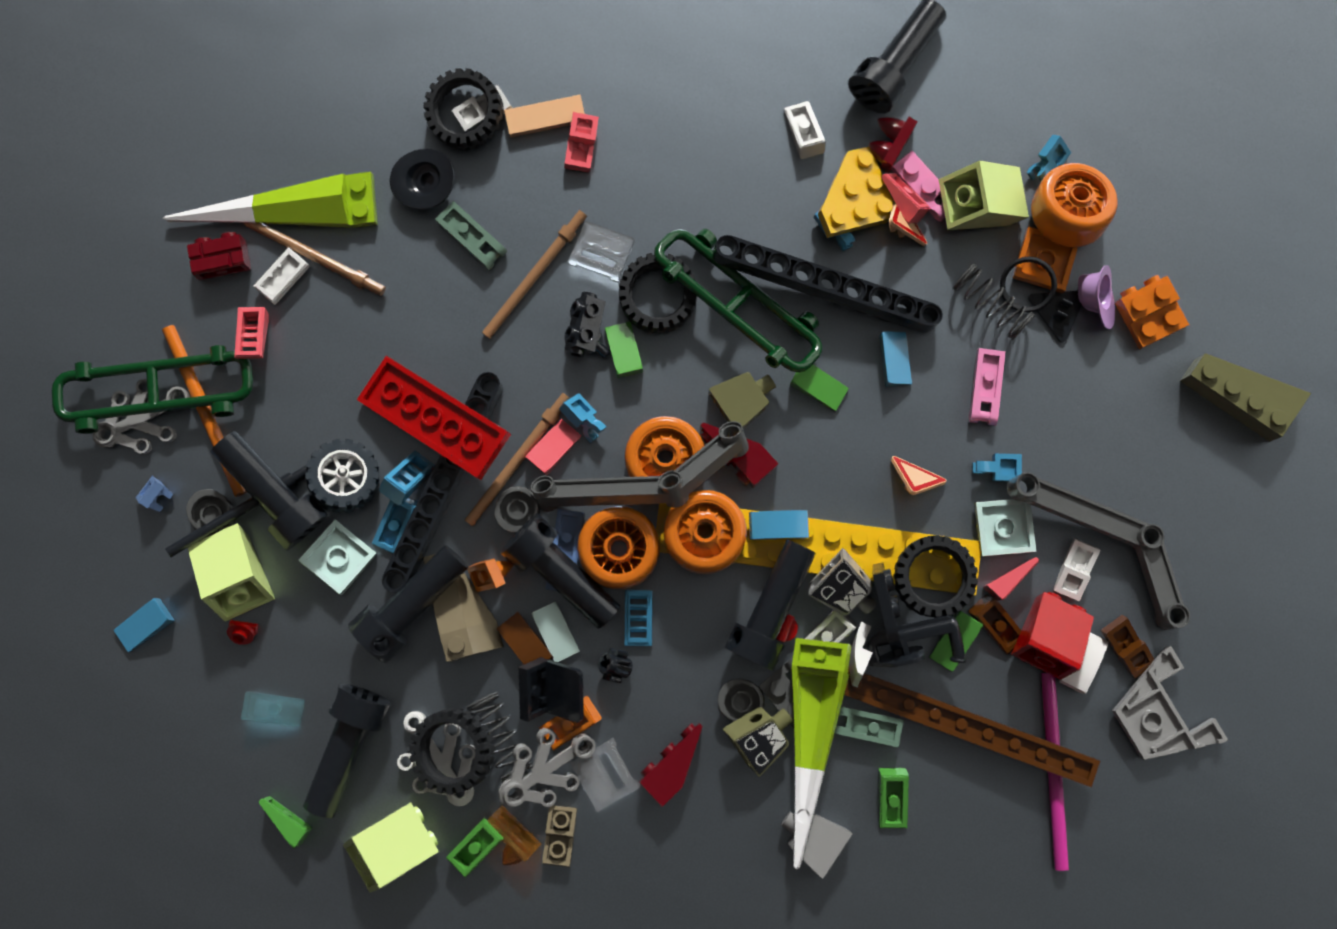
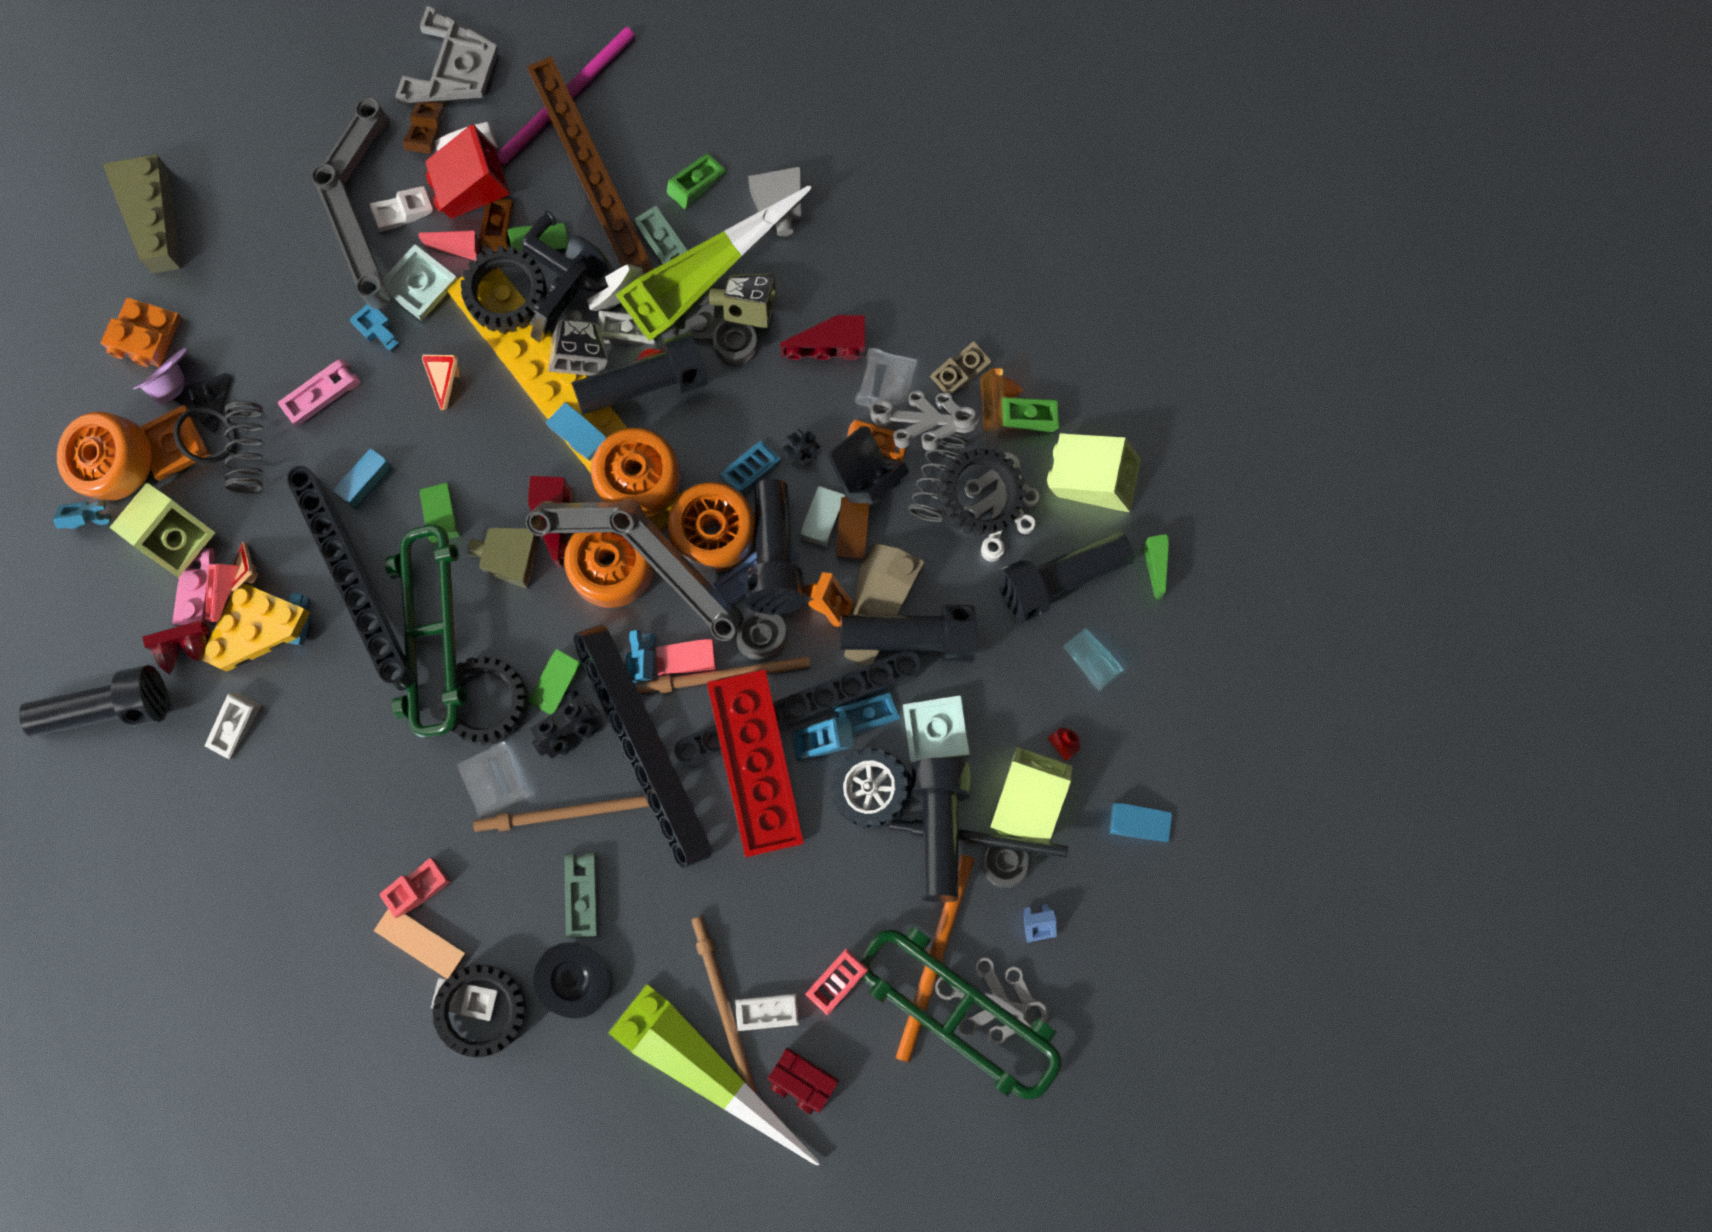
camera: 135 degrees left, 5 degrees down
(524, 361) = (642, 746): none -> black beam

